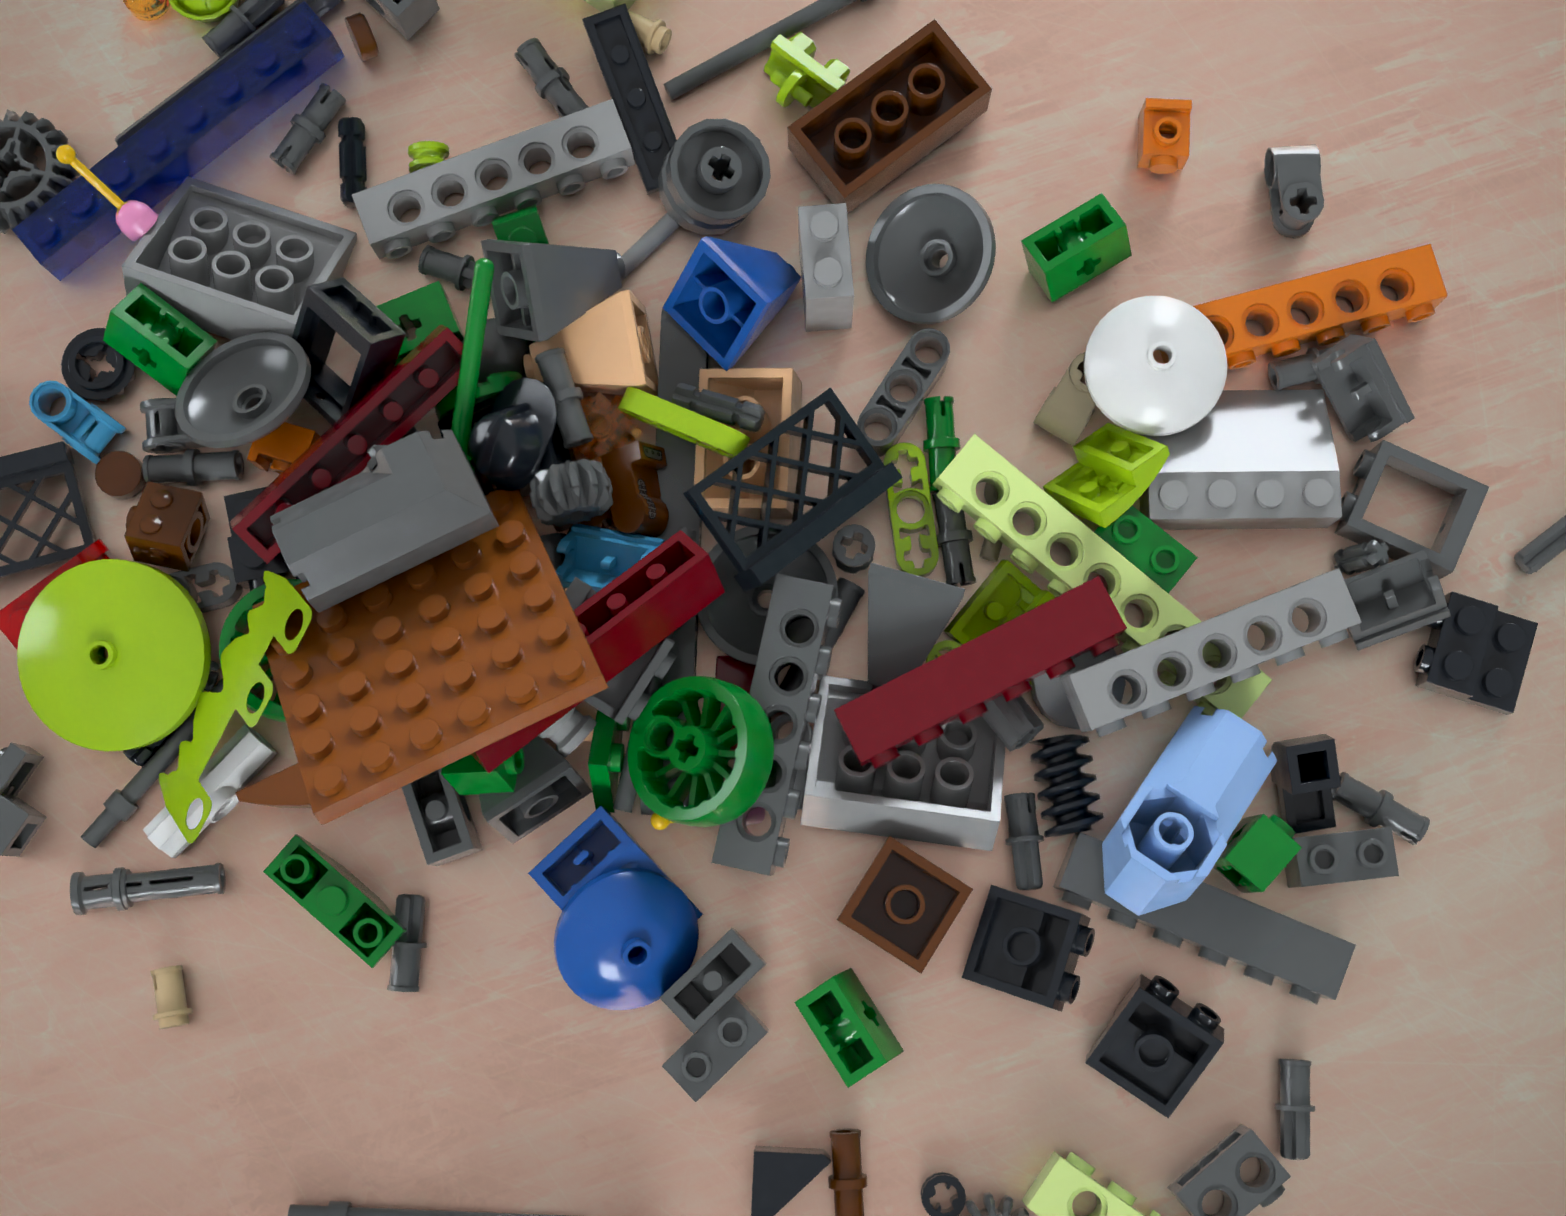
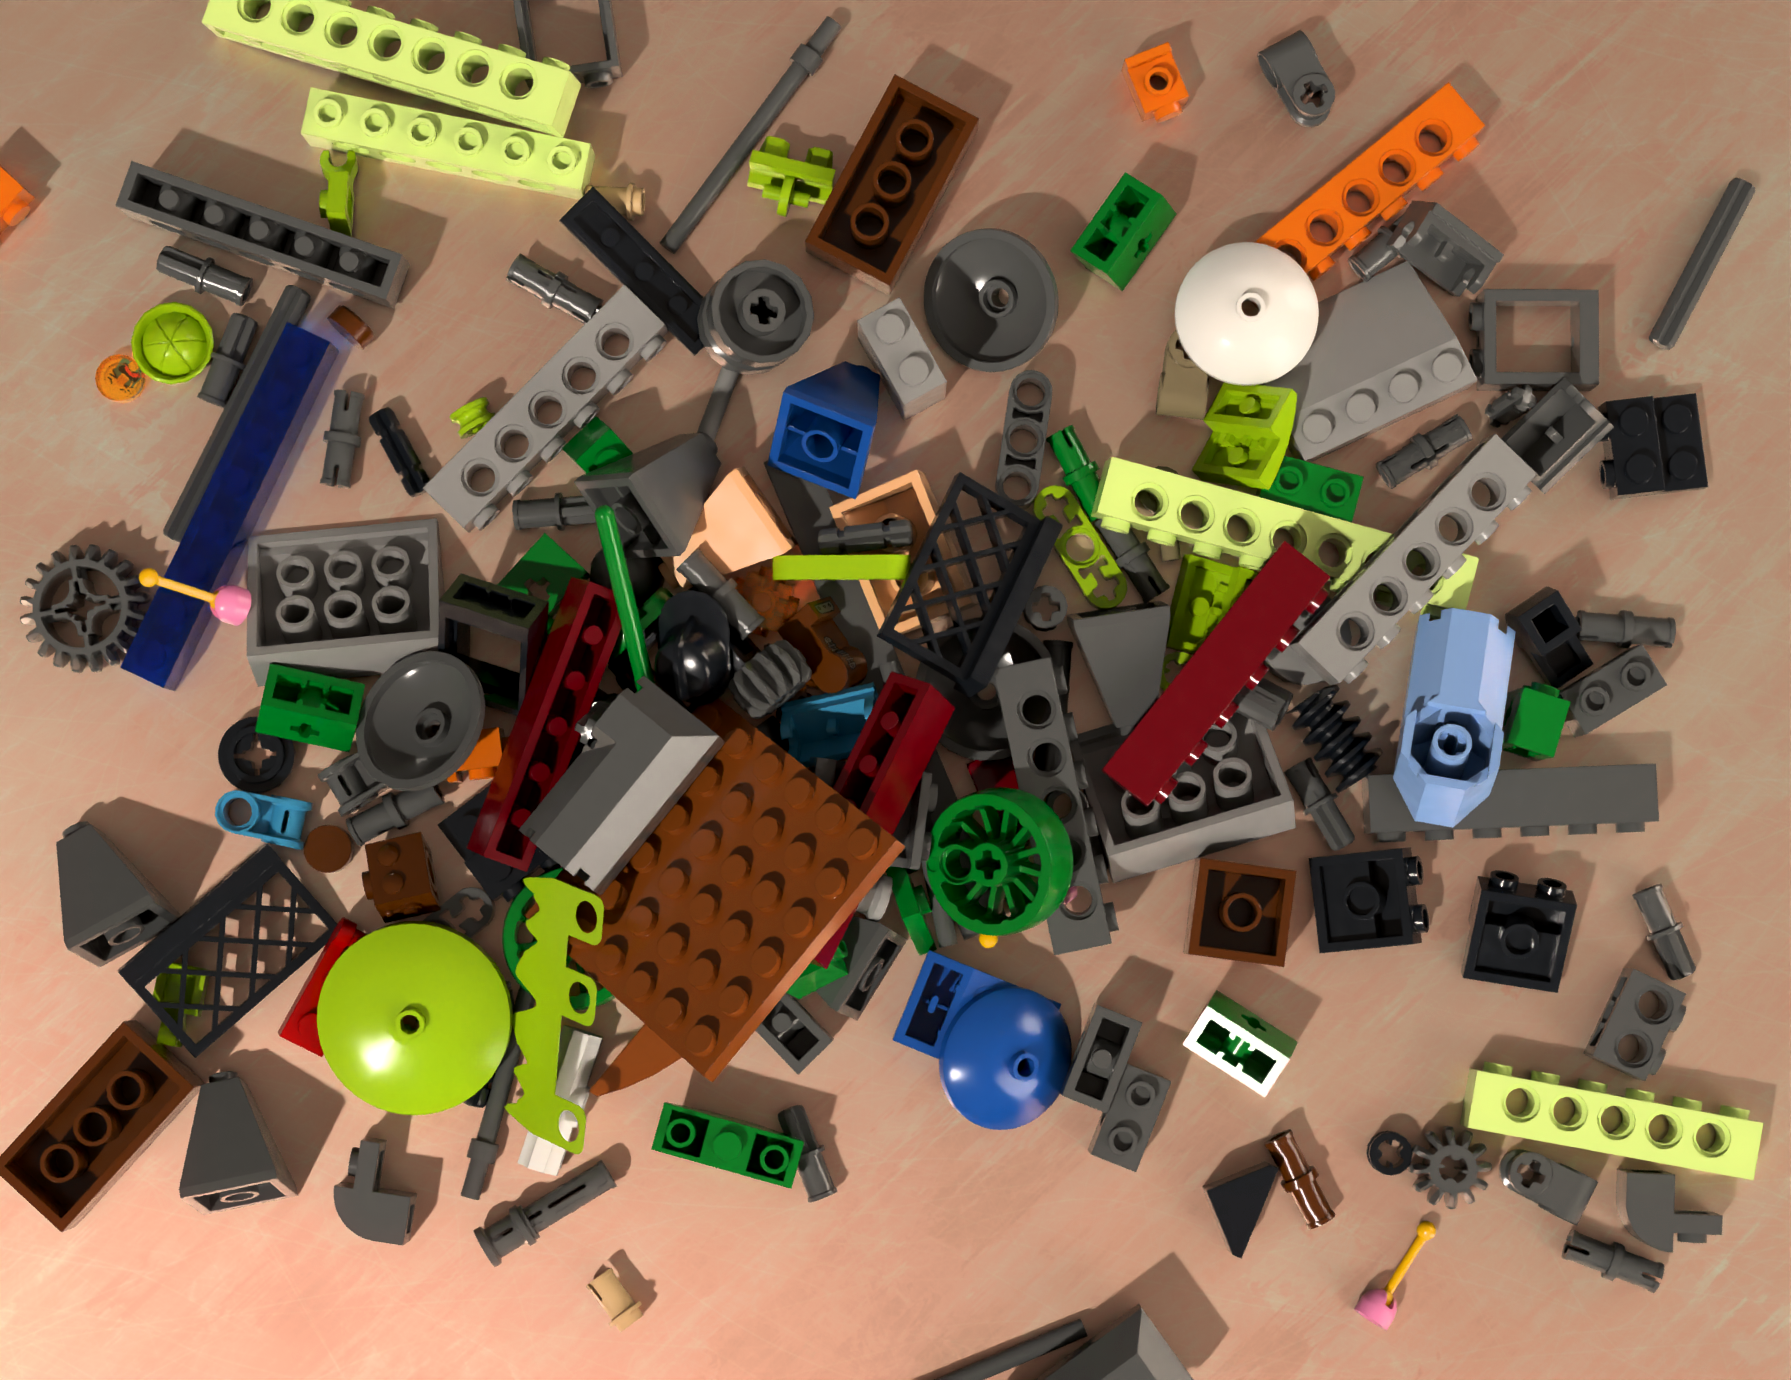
camera: 30 degrees left, 5 degrees up
(1262, 564) = (1424, 451): none -> dark grey pin

